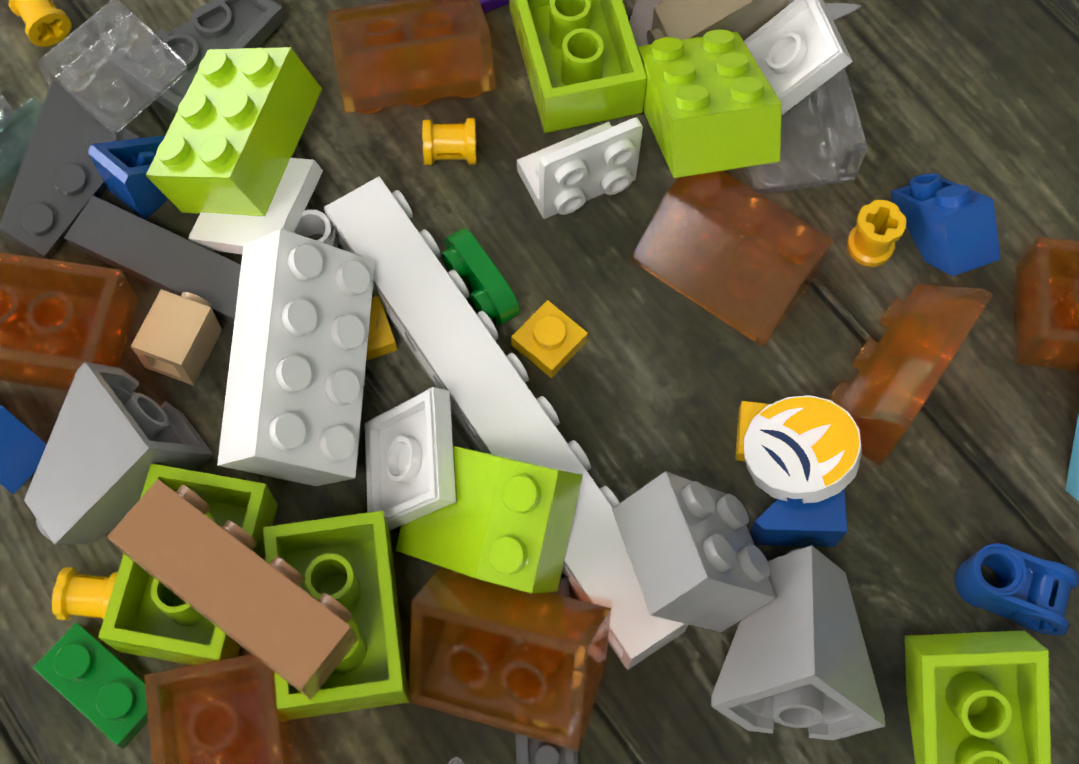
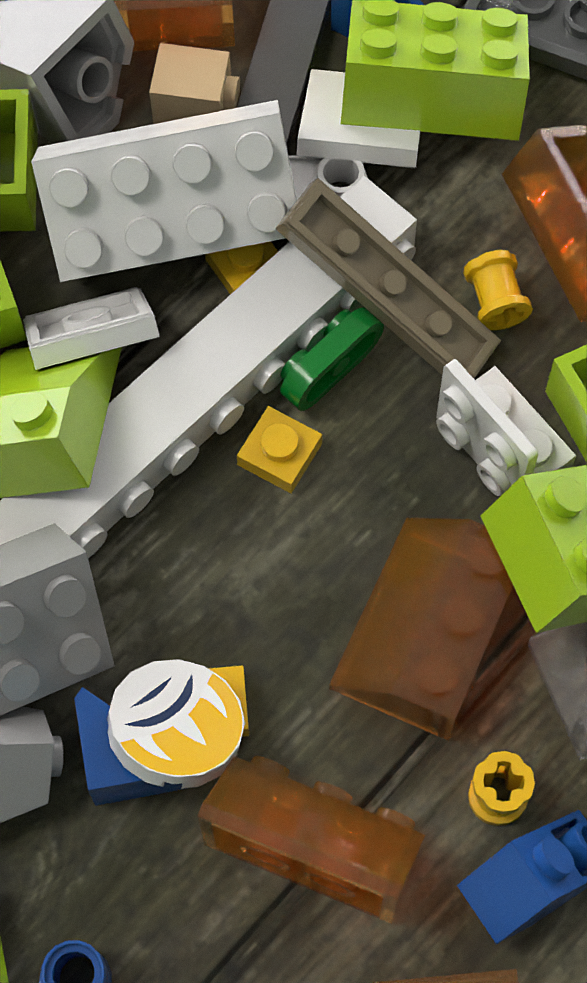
camera: 80 degrees right, 0 degrees up
(431, 211) = (385, 280): none -> dark tan tile

